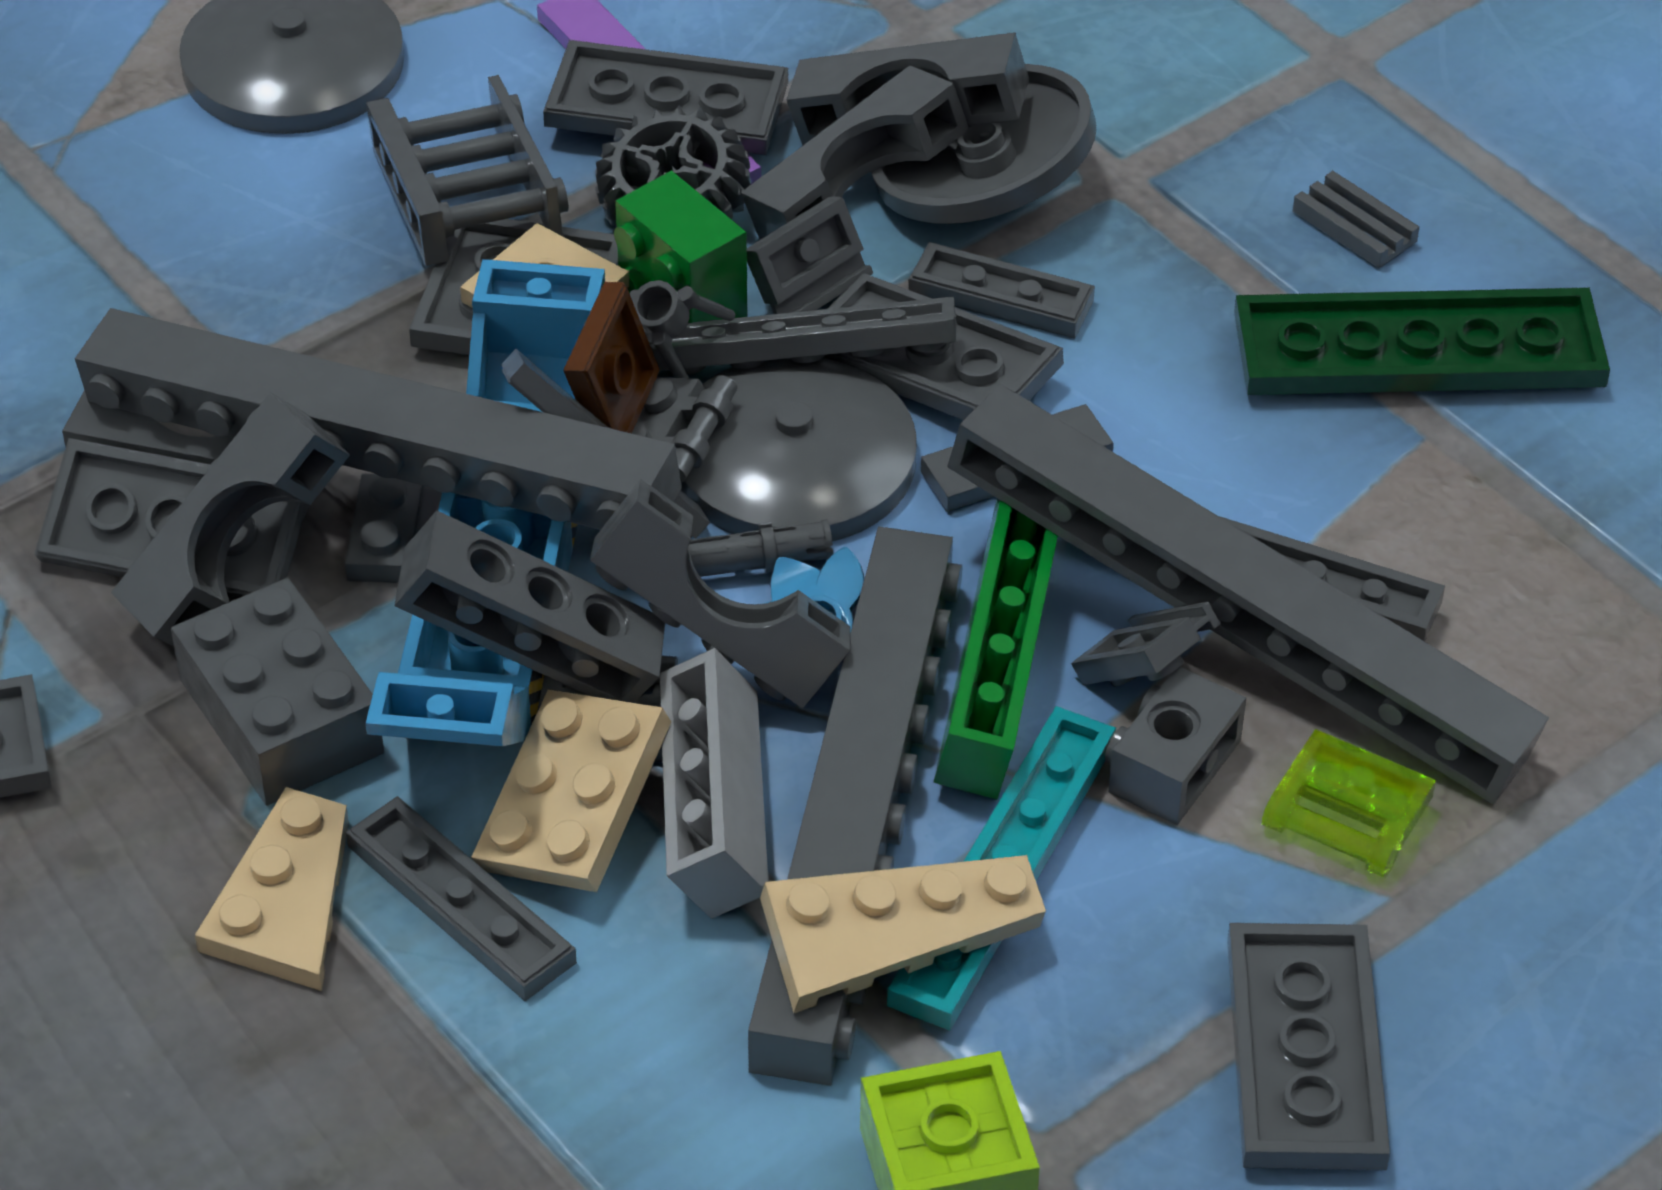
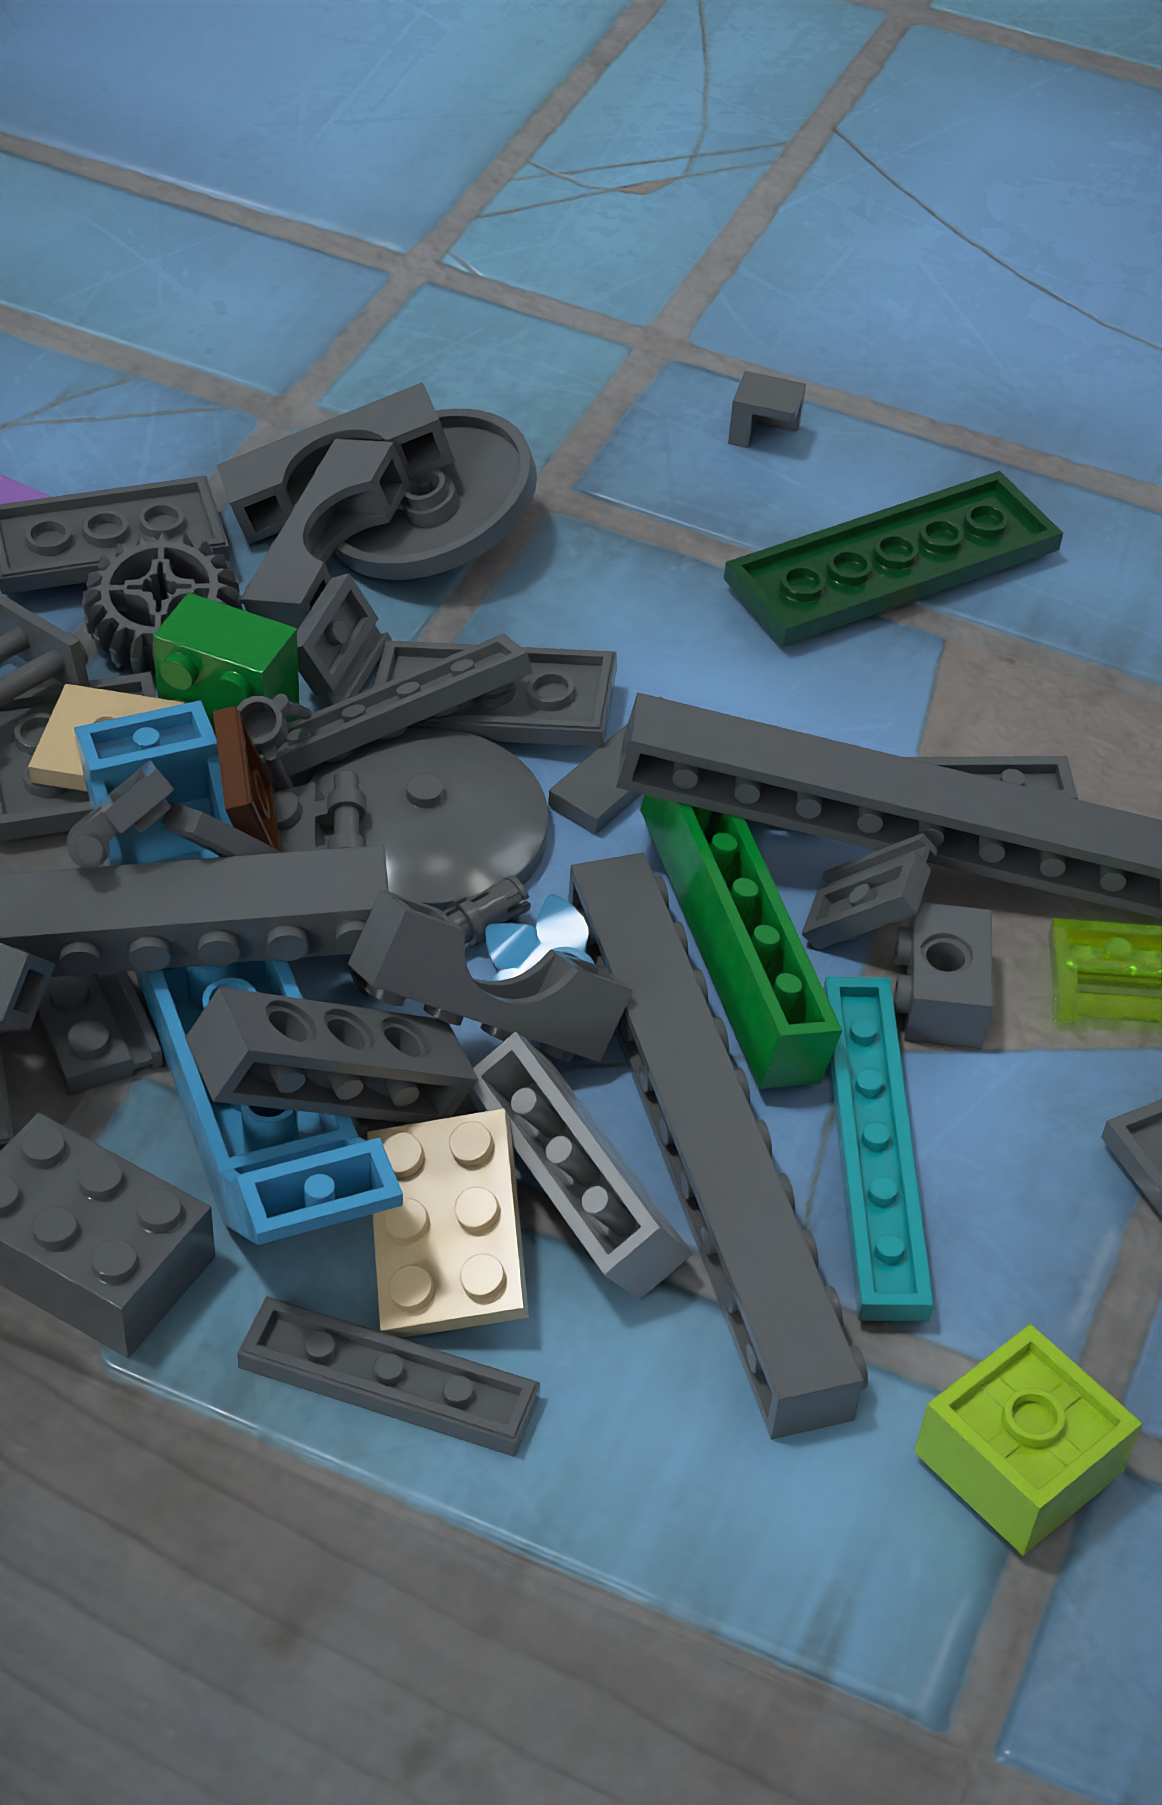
camera: 30 degrees left, 0 degrees up
(282, 893) = (208, 1445): tan wing -> none
(479, 340) = (134, 802): none -> dark grey plate
(870, 923) = (832, 1242): tan wing -> none
(1003, 289) = (523, 617): dark grey tile -> none
(1361, 214) = (768, 471): dark grey tile -> none
(1387, 145) = (764, 402): none -> dark grey panel

